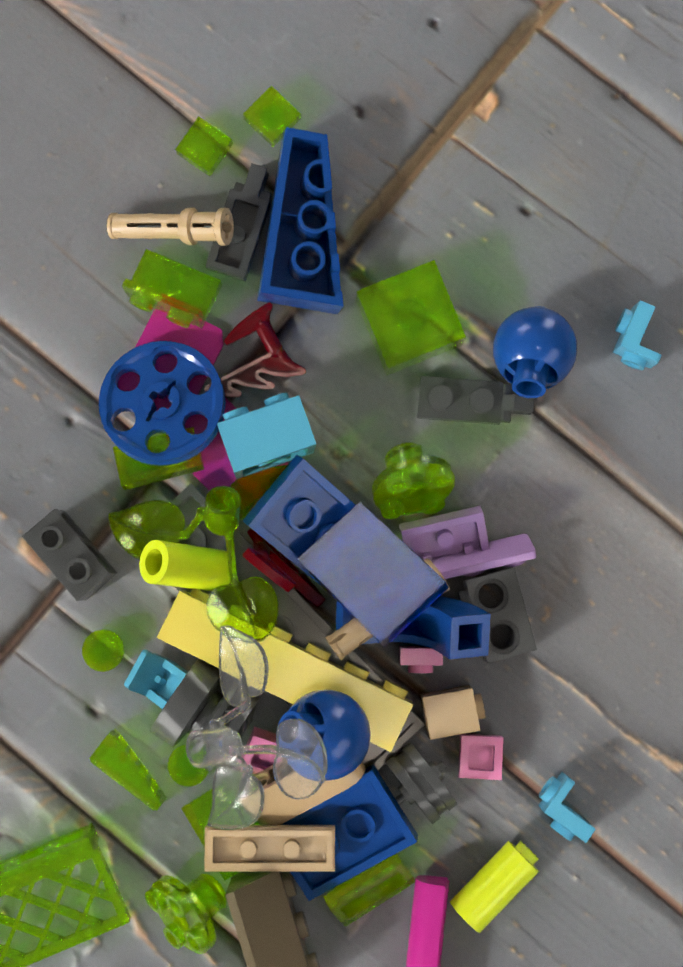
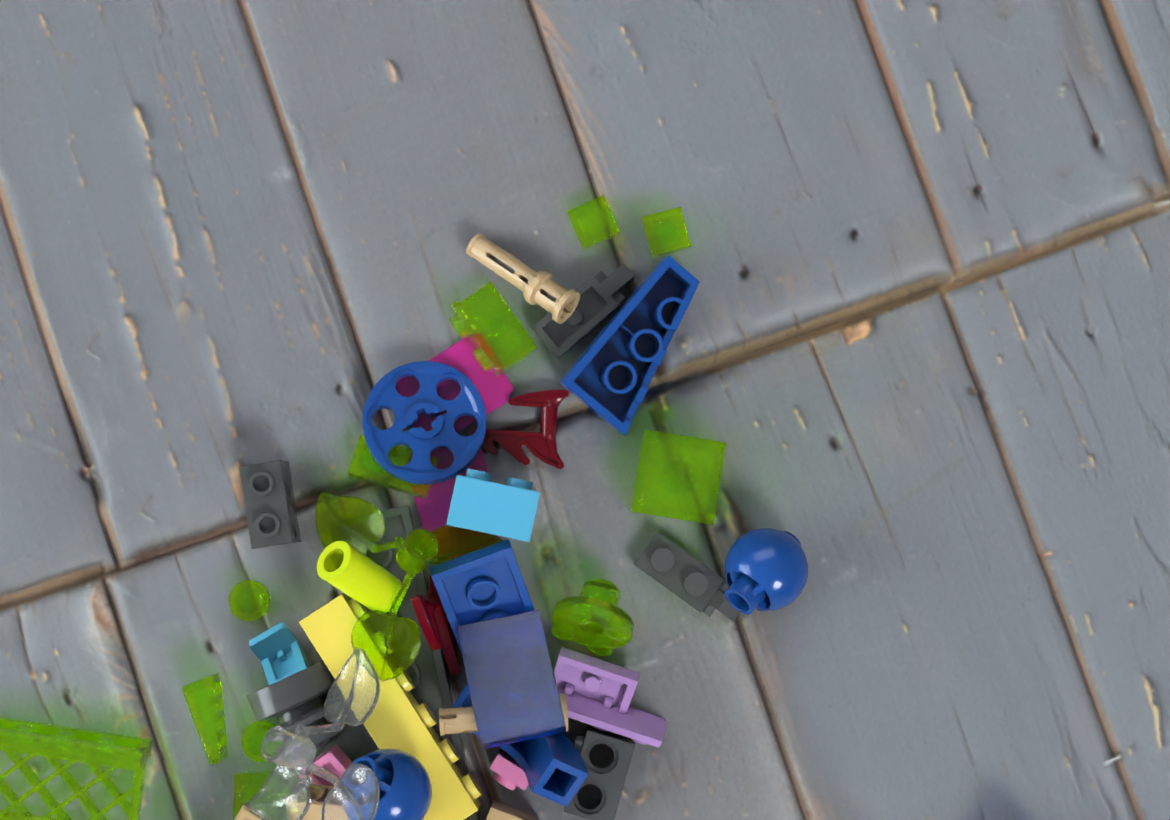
camera: 30 degrees right, 0 degrees up
(632, 328) = (862, 600): medium azure bracket -> none

